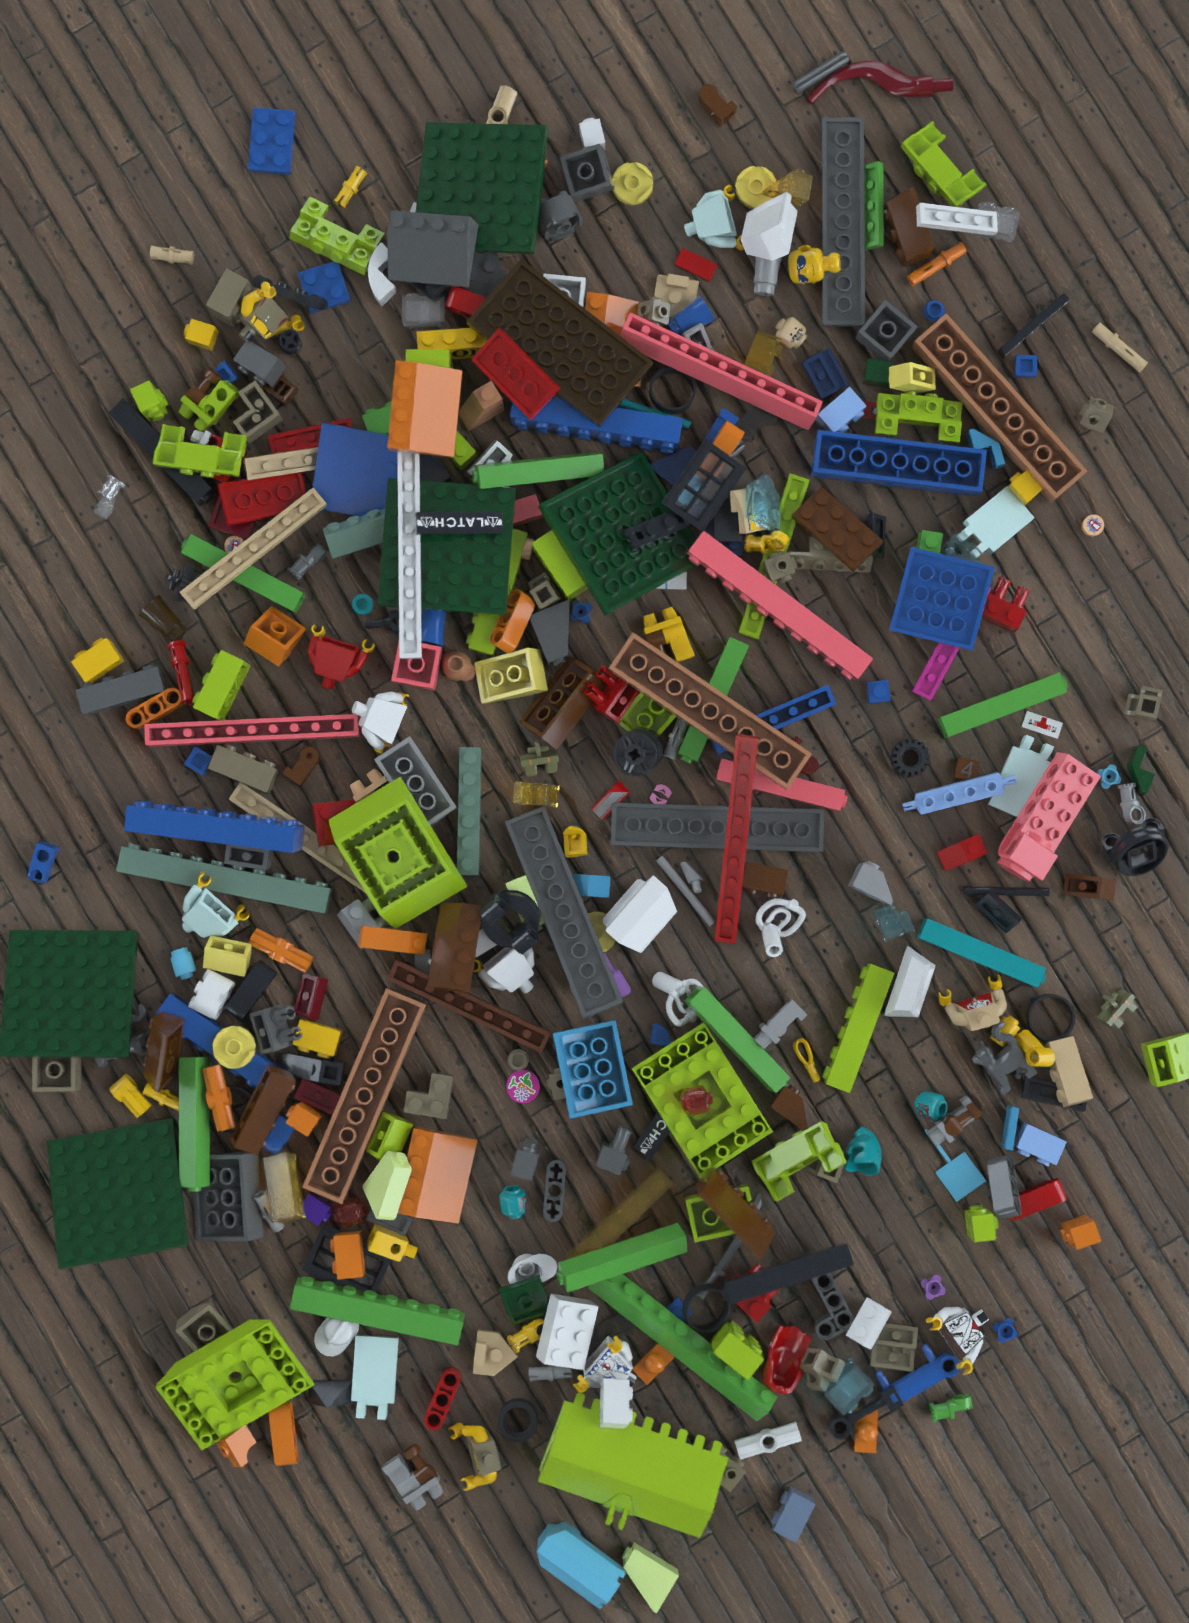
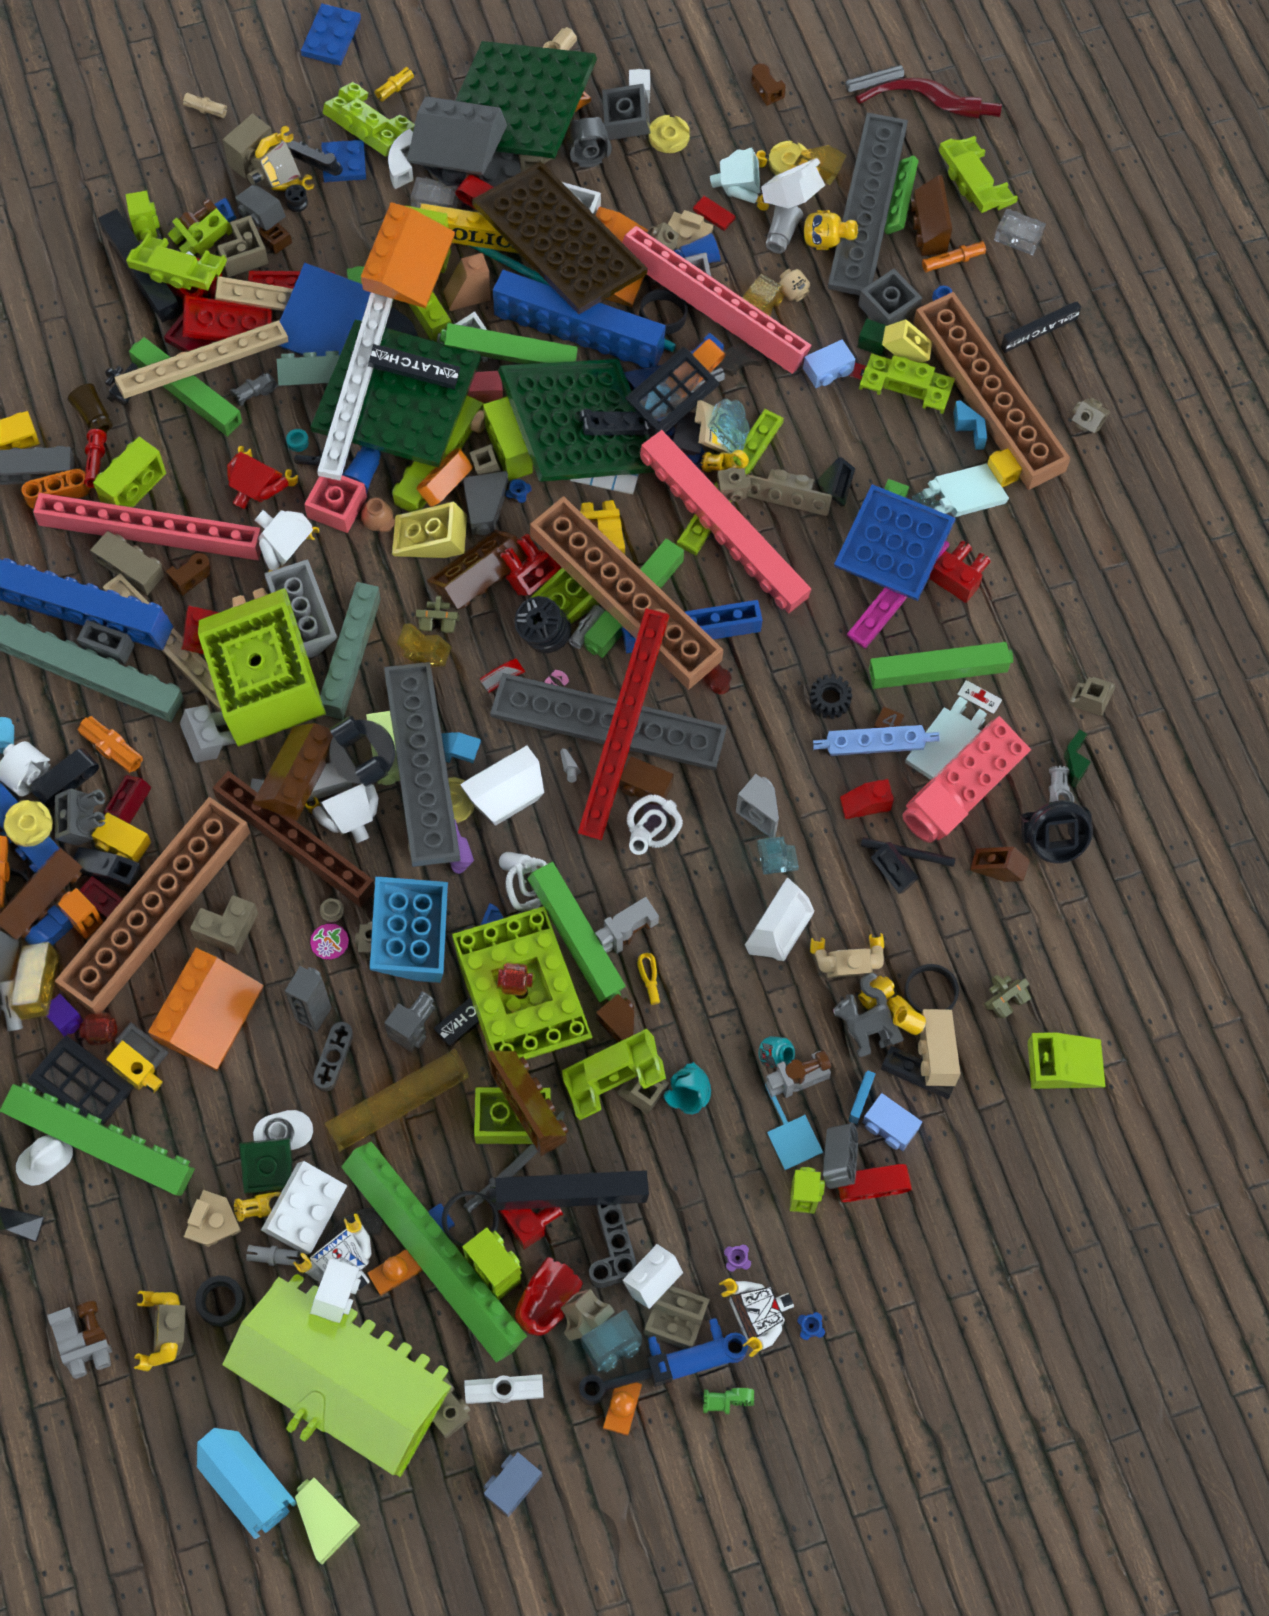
camera: 10 degrees right, 20 degrees down
(108, 492) = (68, 299): clear connector -> none
(198, 761) = (82, 545): blue plate -> none
(201, 334) = (211, 174): yellow brick -> none
(207, 913) = (43, 686): light aqua torso -> none
(227, 956) = (51, 735): light yellow brick -> none
(274, 636) = (197, 447): orange slope -> none
(348, 1255) = (83, 1069): orange piece -> none
(374, 1373) = (72, 1213): light aqua tile -> none
(387, 1185) = (150, 998): yellowish green slope -> none
(389, 1137) = (166, 956): lime brick -> none
(392, 940) = (231, 751): orange slope -> none
(437, 1407) = (142, 1243): red beam -> none
(513, 1201) = (284, 1056): teal head -> none
(515, 374) = (507, 251): red tile -> none
(574, 842) = (453, 702): yellow plate -> none
(622, 1257) = (387, 1133): bright green brick -> none
(686, 891) = (560, 780): light grey bar -> none
(800, 789) = (697, 700): coral brick -> none
(825, 374) = (820, 327): dark blue plate -> none
(837, 529) = (801, 463): reddish brown plate -> none
(858, 1028) = (714, 954): lime brick -> none
(878, 691) = (811, 628): blue plate -> none
(898, 463) = (877, 417): blue brick -> none
(956, 219) = (979, 210): white plate -> none
(982, 953) = (867, 906): teal brick -> none
(1025, 366) = (1026, 361): blue plate -> none
(1080, 1232) = (918, 1225): orange brick -> none
(1092, 525) = (1069, 518): light nougat tile -> none
(1115, 778) = (1044, 754): medium azure plate -> none
(1117, 345) = (1119, 357): tan pin -> none

